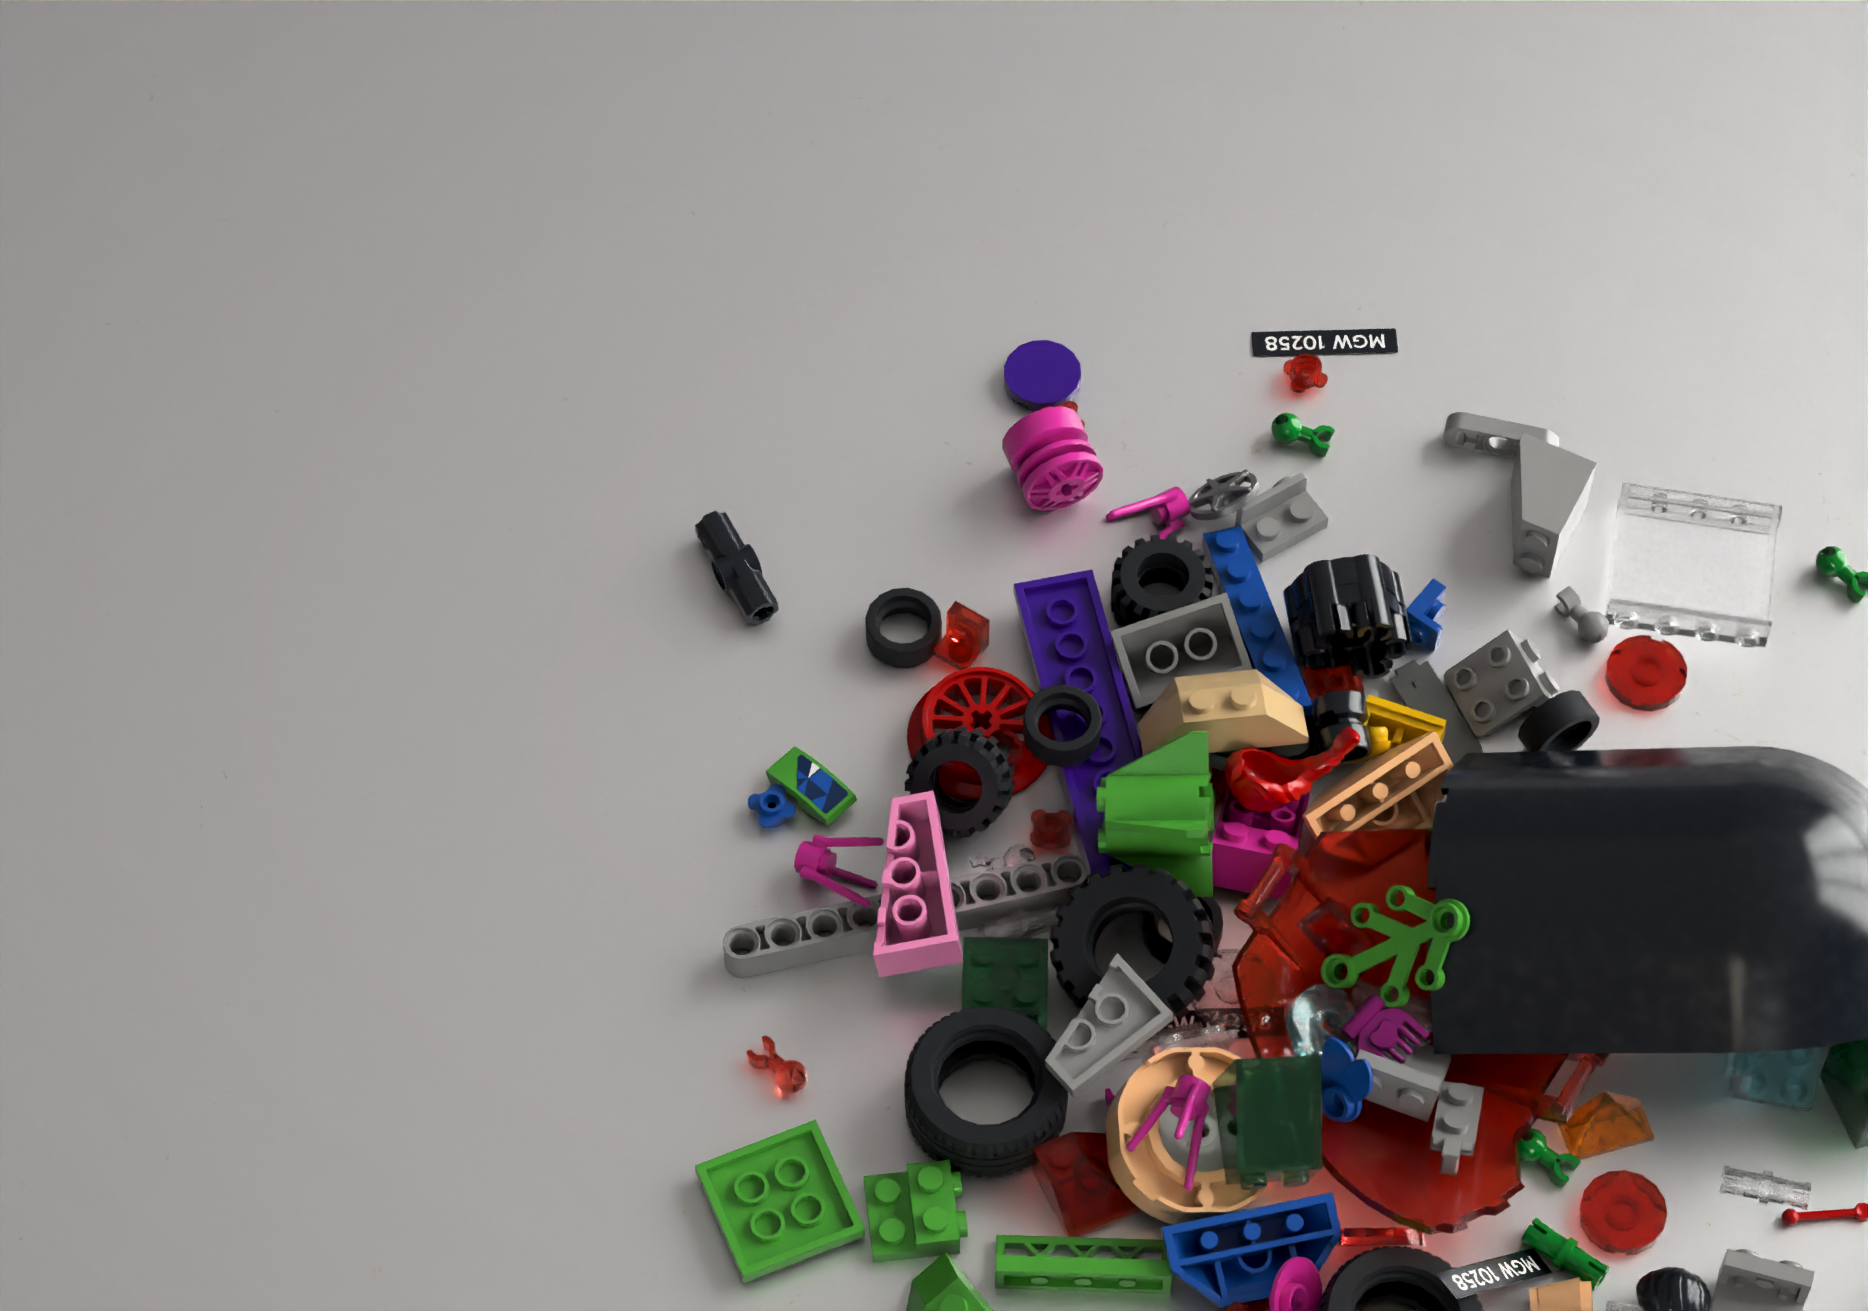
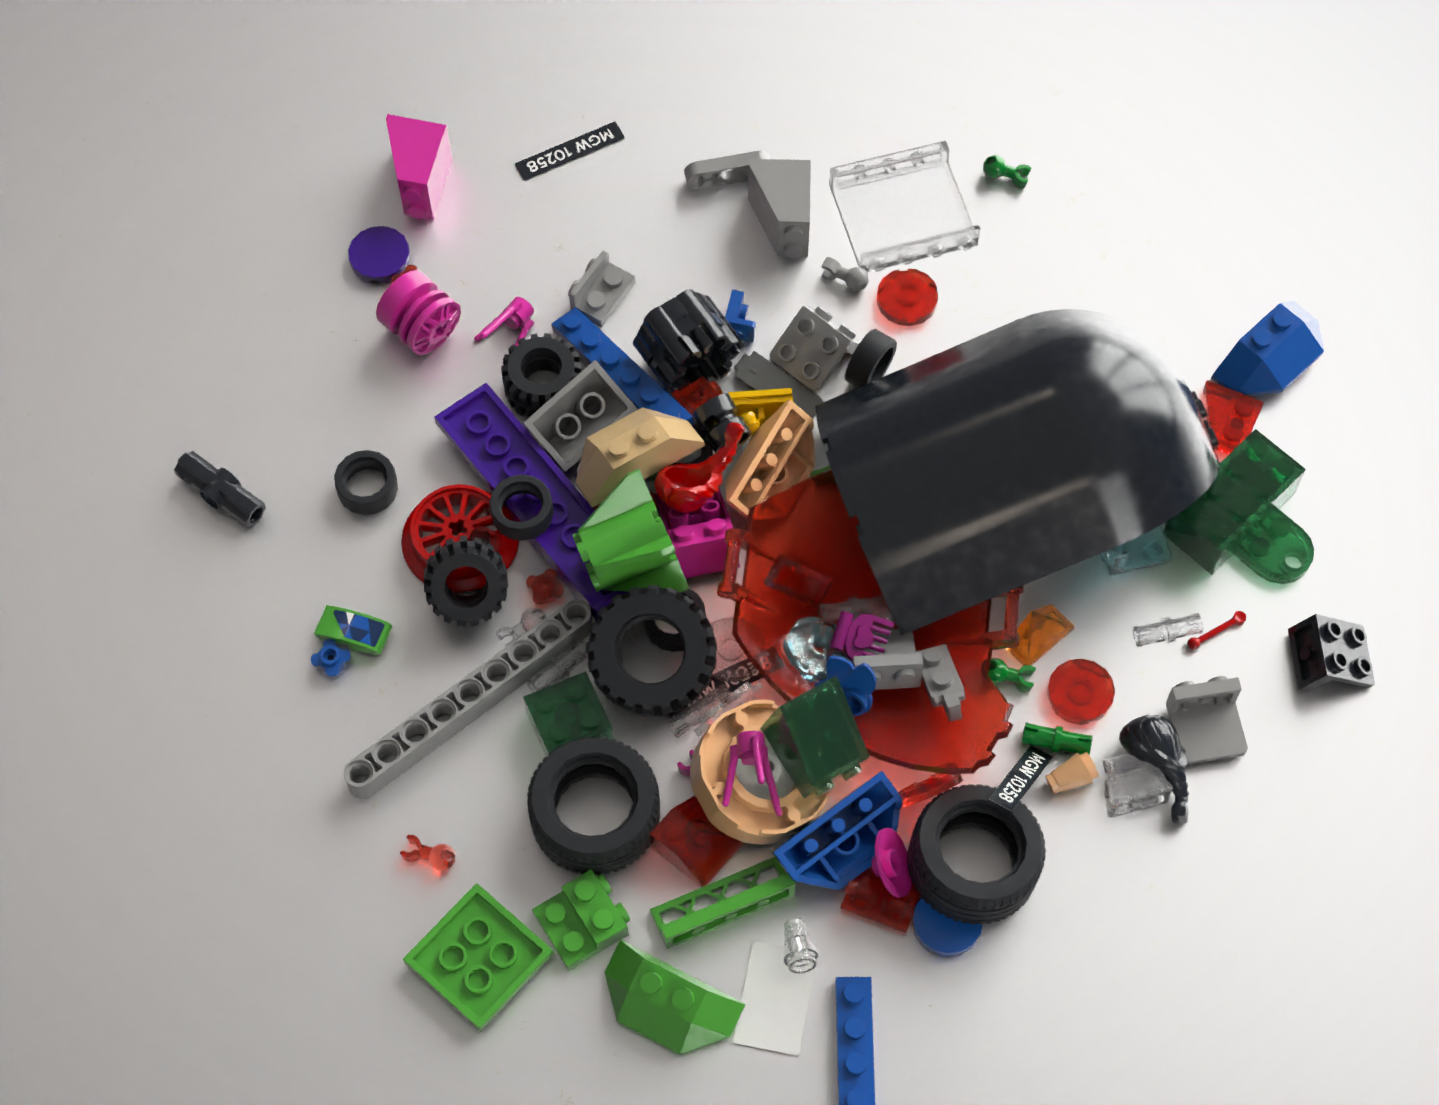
camera: 25 degrees left, 5 degrees up
(817, 861) = (384, 684): dark pink plant -> none
(917, 901) = (479, 687): bright pink wedge -> none
(964, 638) = (415, 471): clear red bracket -> none
(1109, 1027) = (665, 721): light grey wing -> none
(1136, 288) = (421, 163): none -> dark pink slope
(1223, 495) = (553, 289): flat silver wheel -> none
(1289, 429) = (575, 222): green arm -> none
(1307, 364) = (564, 171): clear red plate -> none
(1403, 943) = (849, 564): bright green plant -> none

